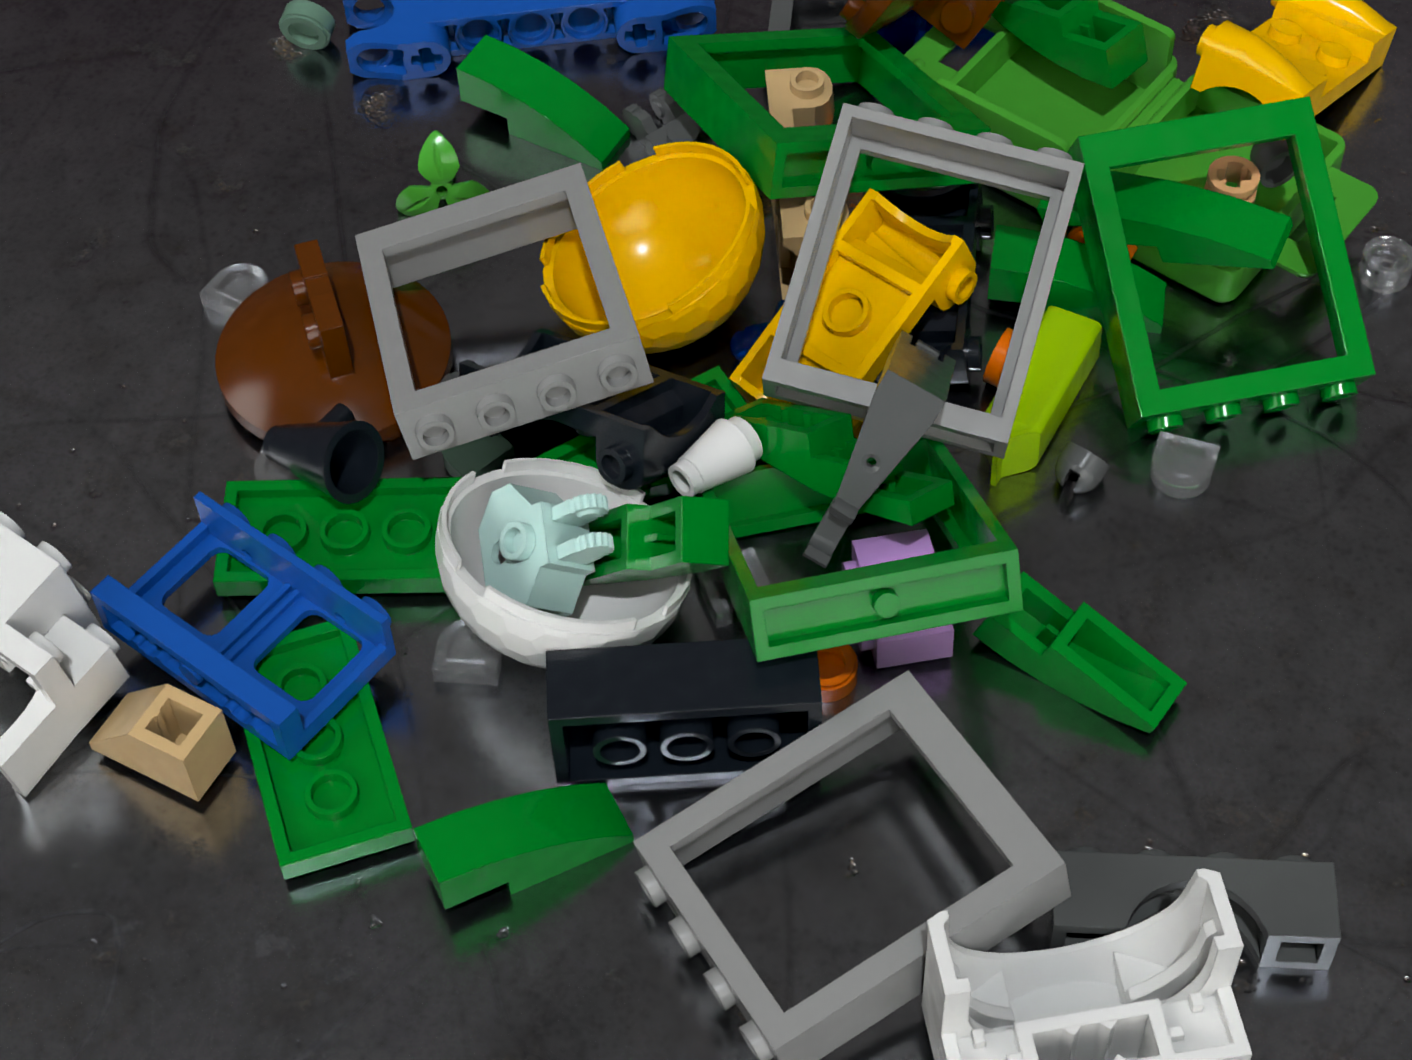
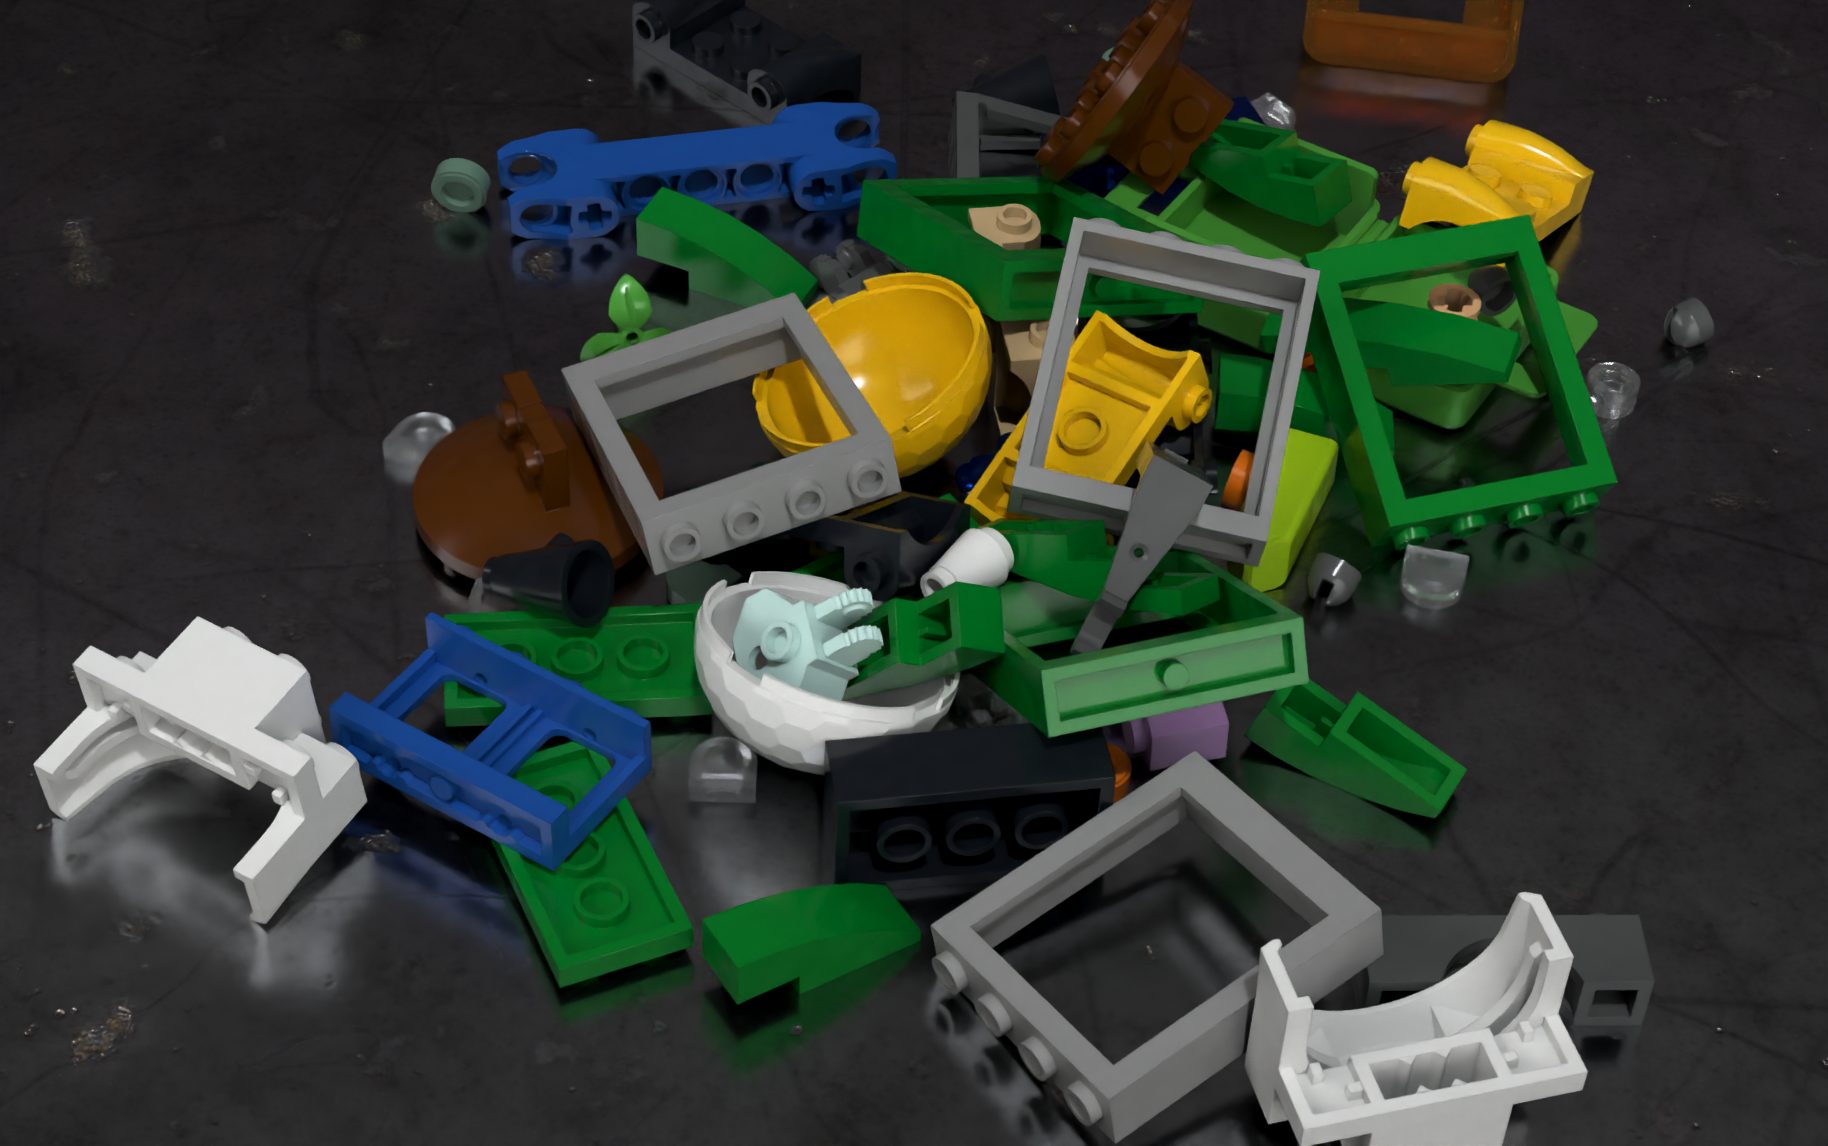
camera: 10 degrees left, 10 degrees down
(168, 738) = (419, 854): tan slope -> none

